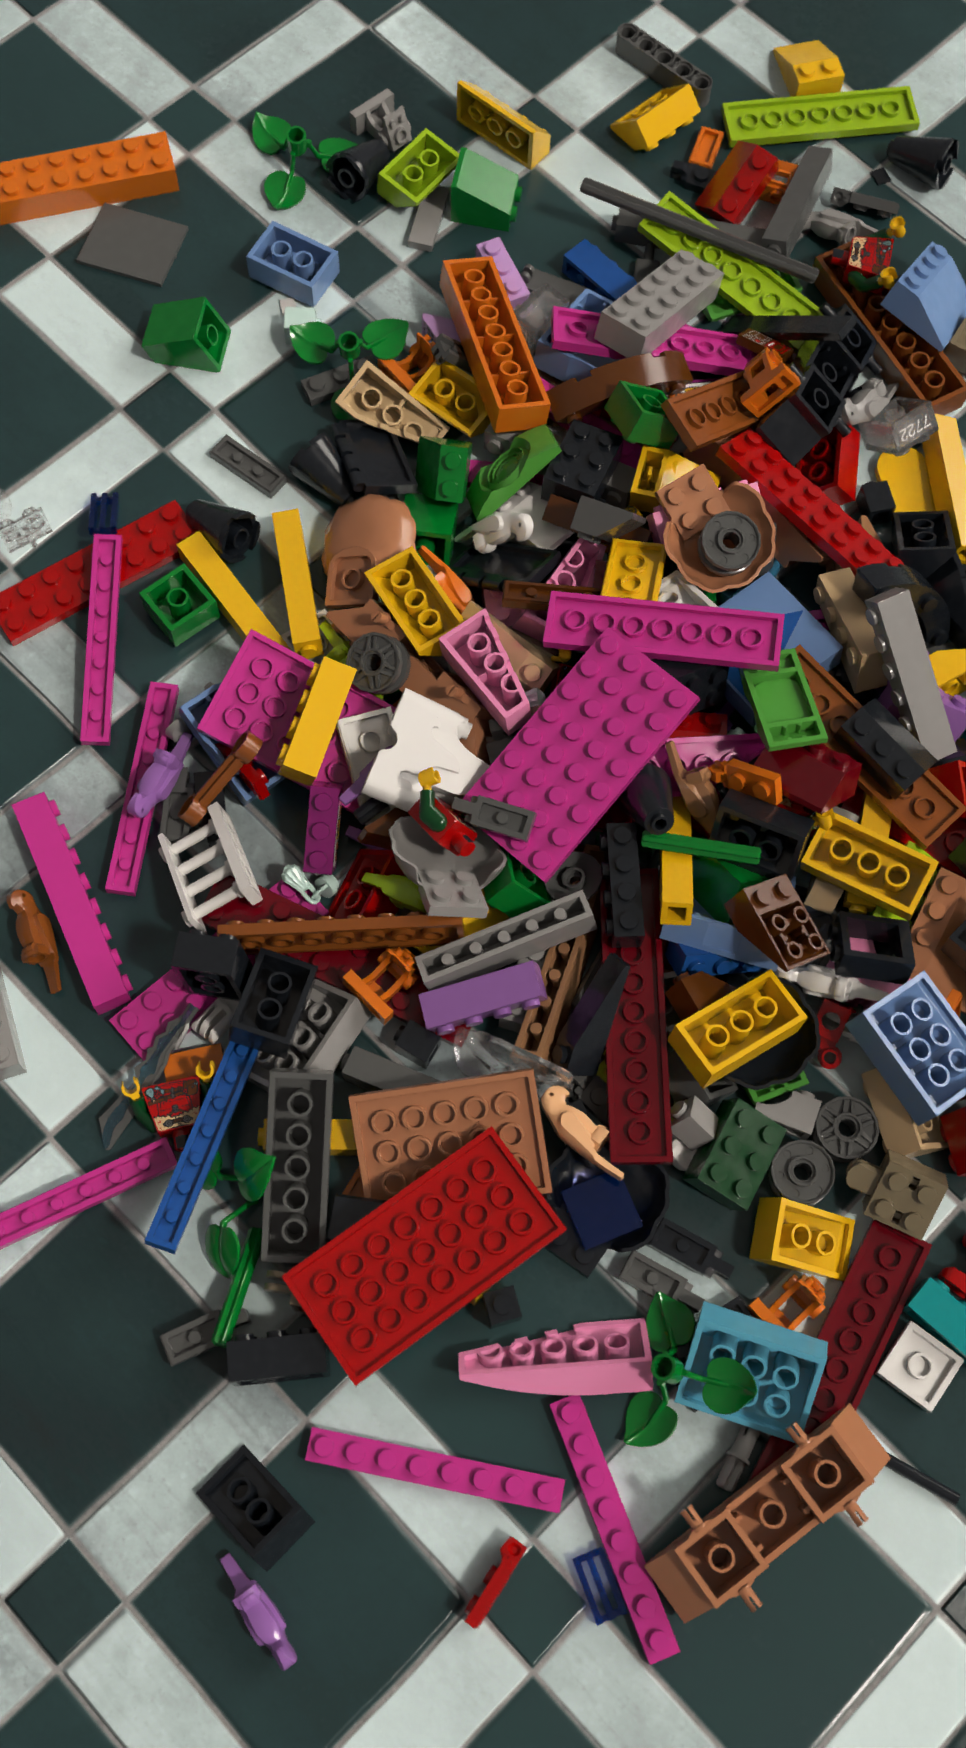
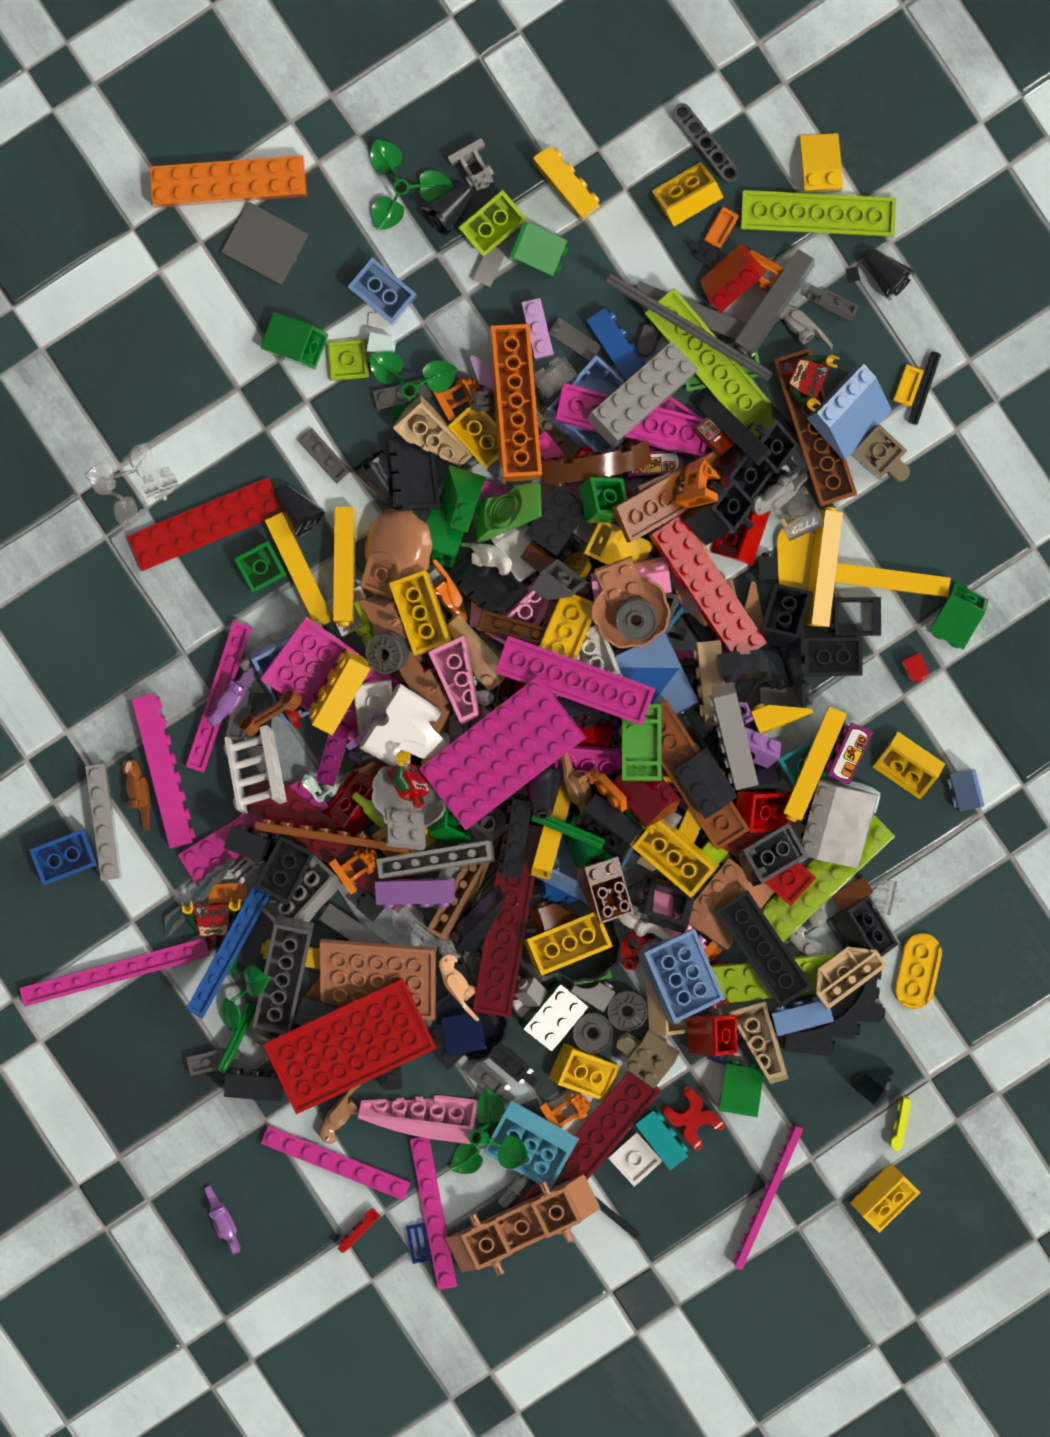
camera: 10 degrees right, 20 degrees up
(101, 640) = (204, 583): dark pink plate -> none
(103, 501) = (218, 466): clear blue tile -> none
(255, 1508) = (228, 1164): black slope -> none
(262, 353) = (348, 360): none -> lime tile
(425, 1387) = (337, 1117): none -> medium nougat animal
(496, 816) = (442, 786): dark grey hinge -> none

